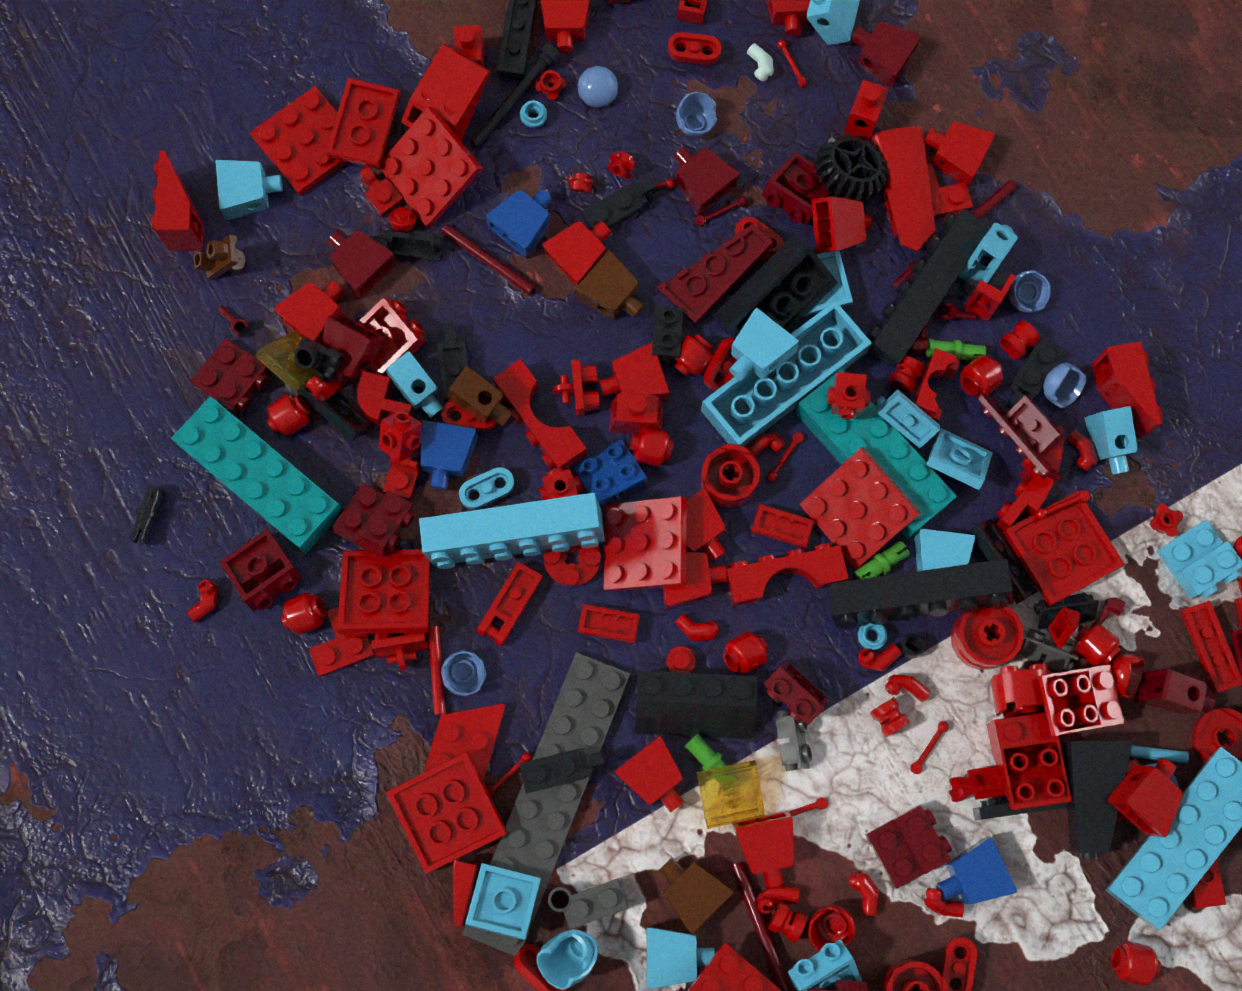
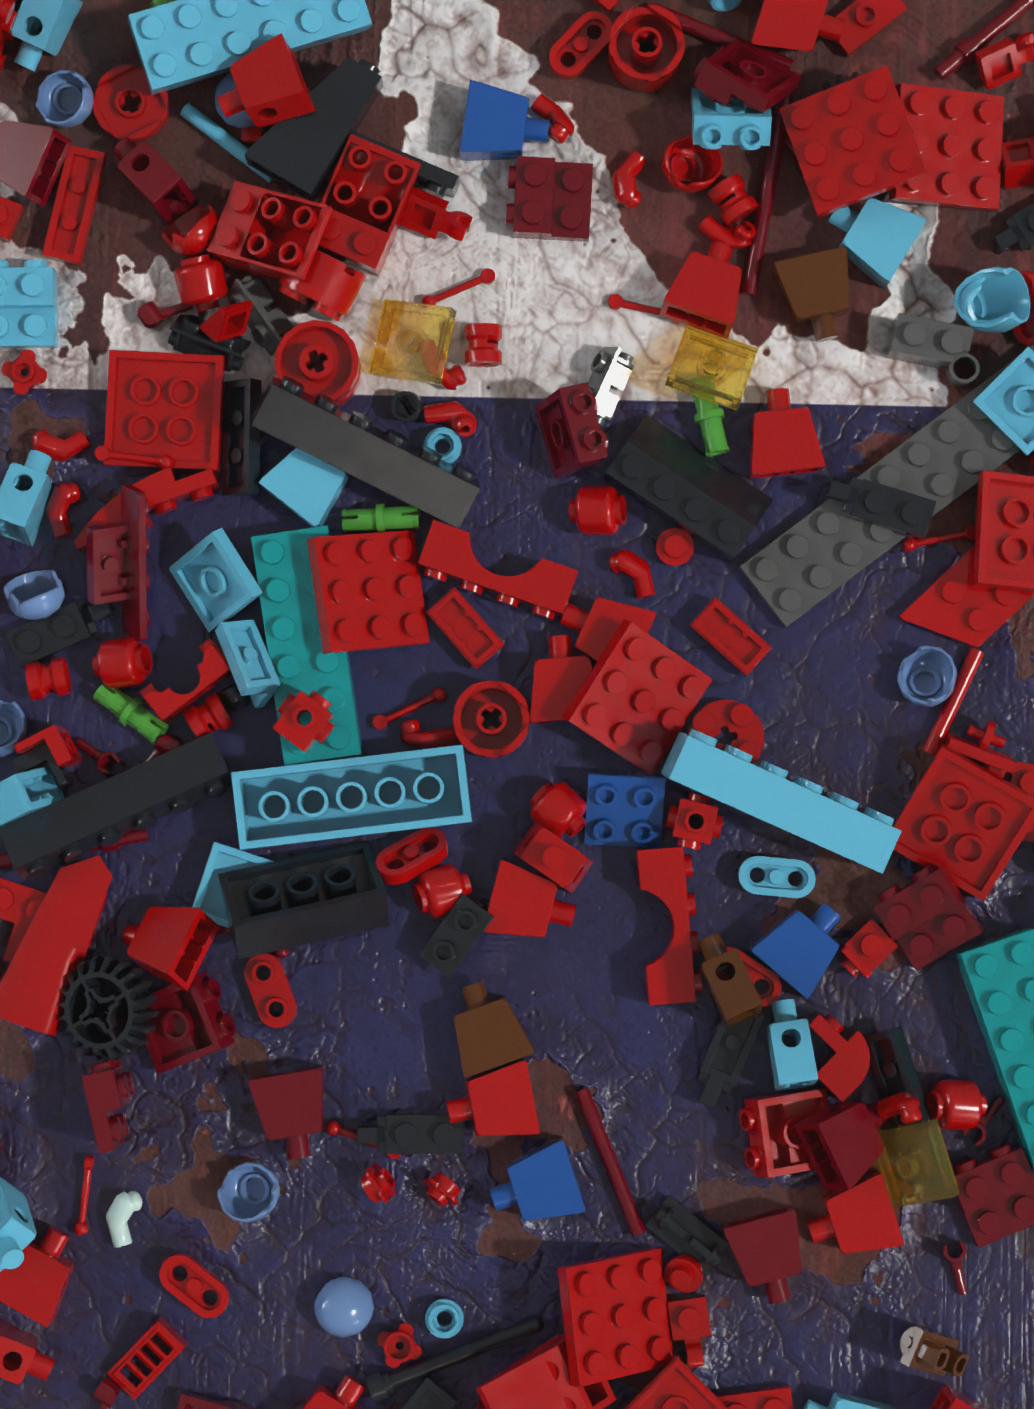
camera: 145 degrees left, 10 degrees up
(264, 411) = (985, 1120): none -> dark red hand
(318, 357) = (889, 1150): black plate -> none
(400, 435) = (843, 994): red brick -> none
(510, 603) = (826, 727): red plate -> none
(583, 400) = (589, 946): red hips -> none
(700, 220) = (325, 1057): dark red hinge -> none
(715, 274) = (355, 974): dark red wing -> none
(761, 347) = (367, 841): medium azure torso -> none
(816, 110) = (106, 1091): none -> dark red plate
(866, 108) = (43, 1068): red torso -> none
(937, 690) = (412, 341): none -> clear yellow plate
(1112, 484) = (58, 448): none -> red arm

